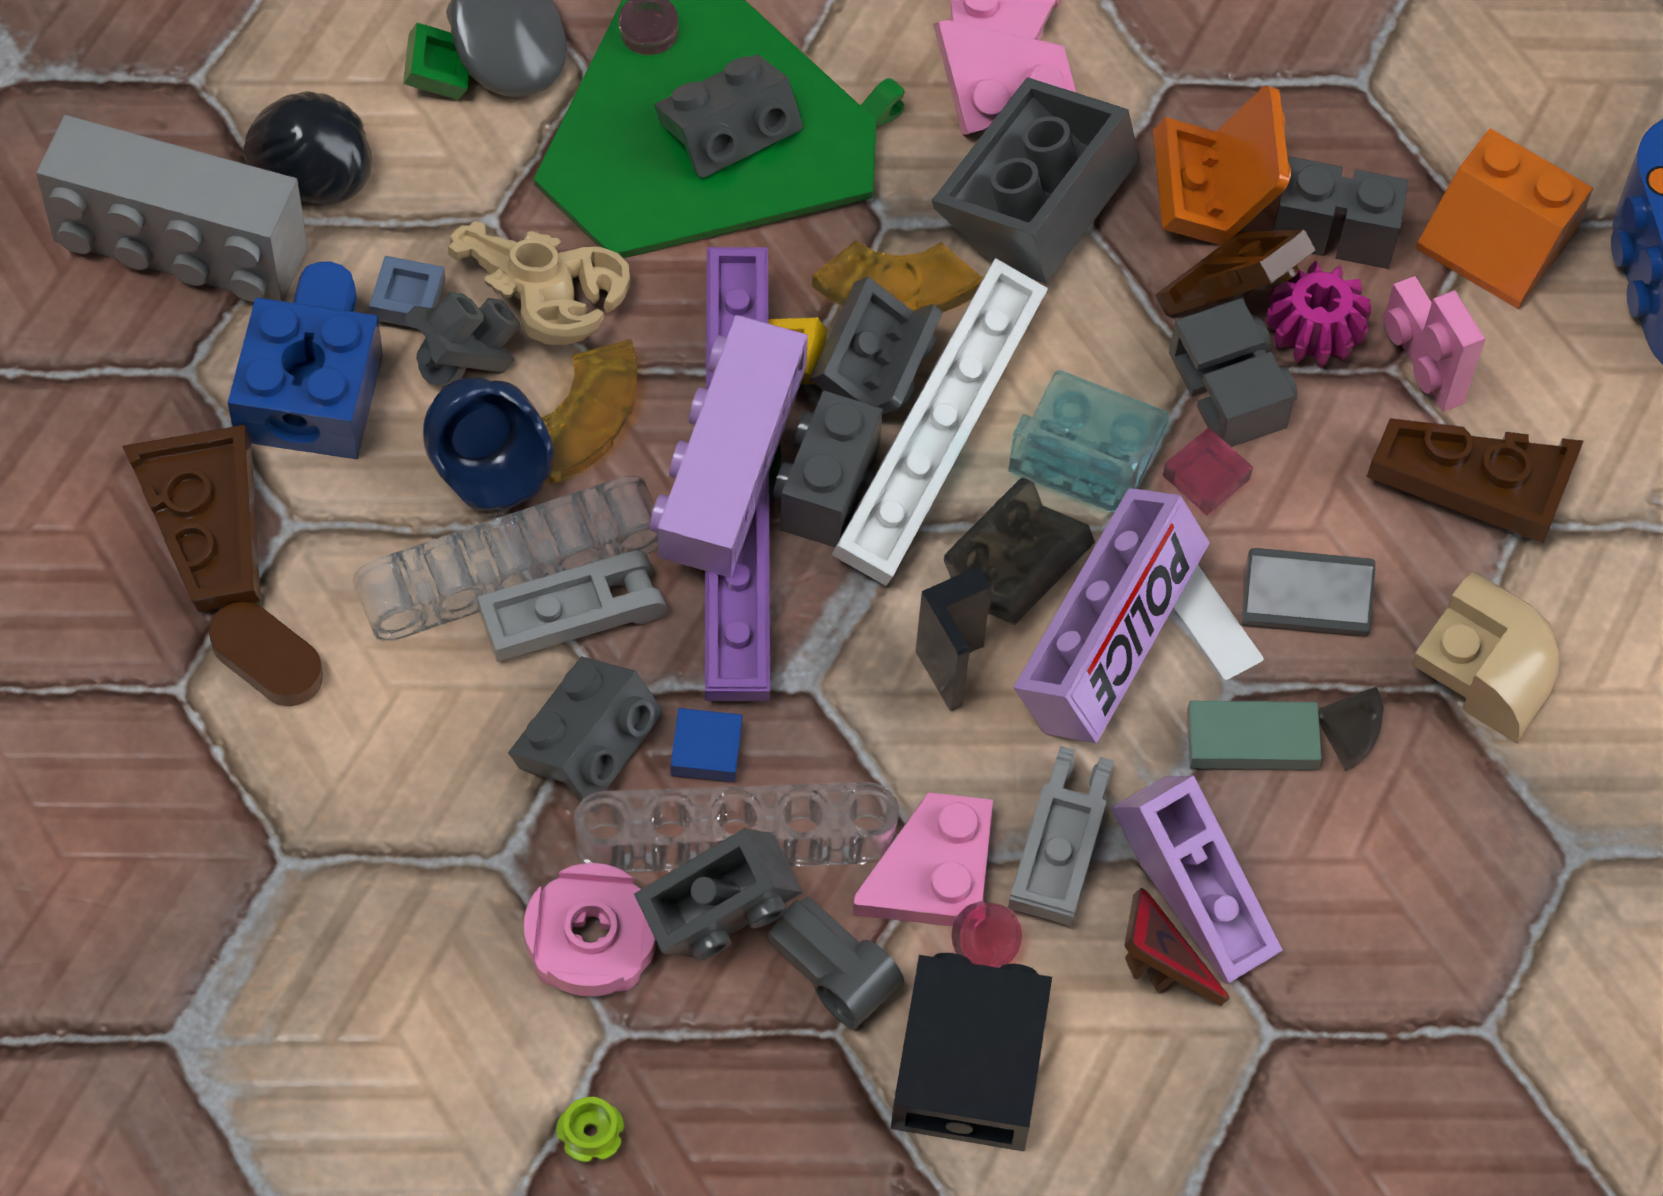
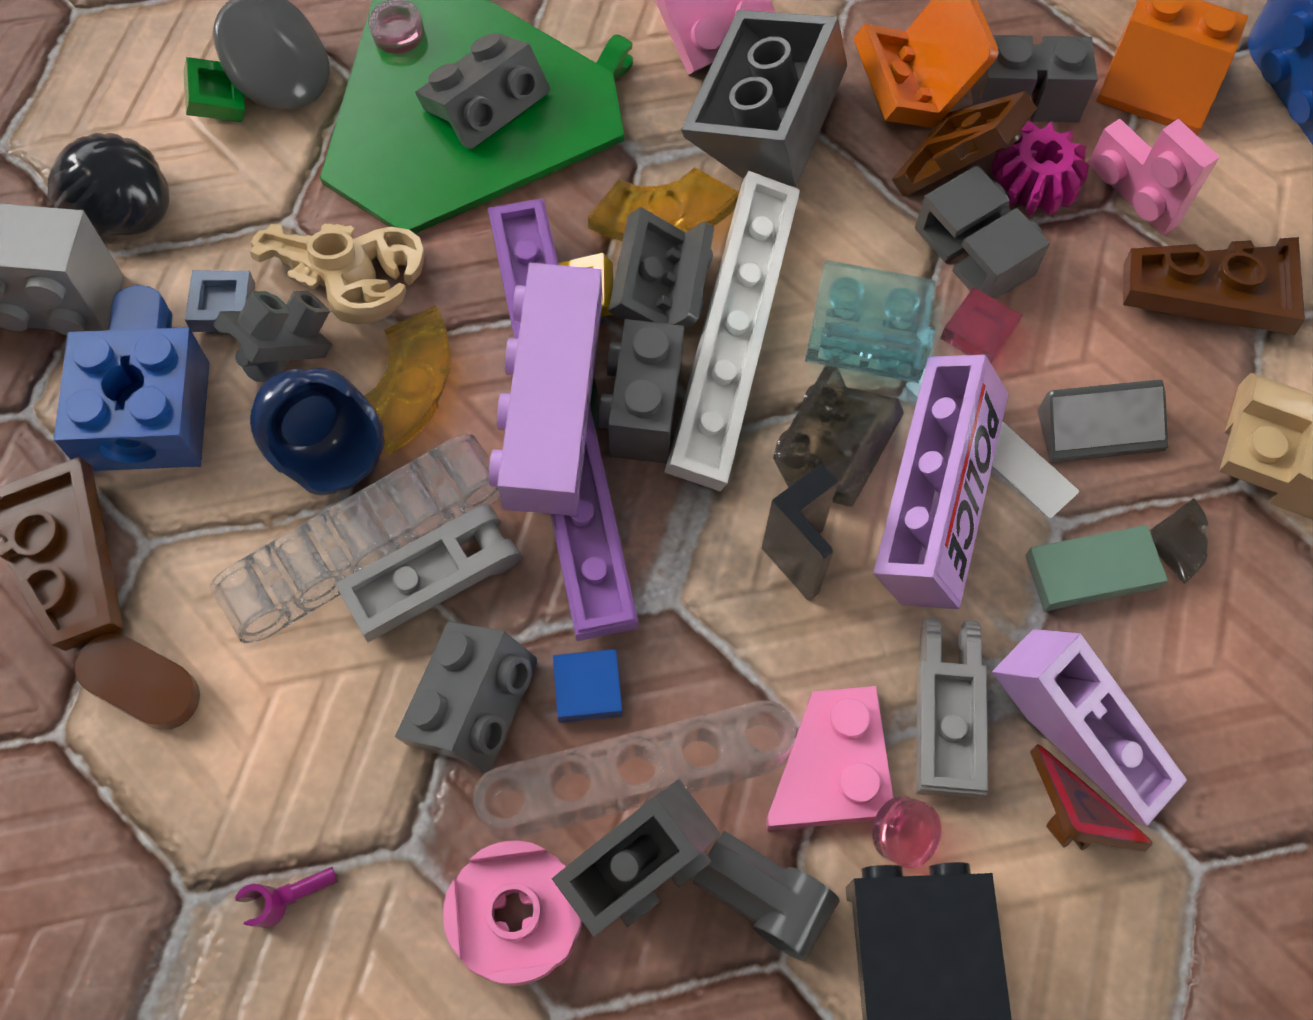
camera: 10 degrees left, 5 degrees up
(372, 875) = (279, 898): none -> magenta hand

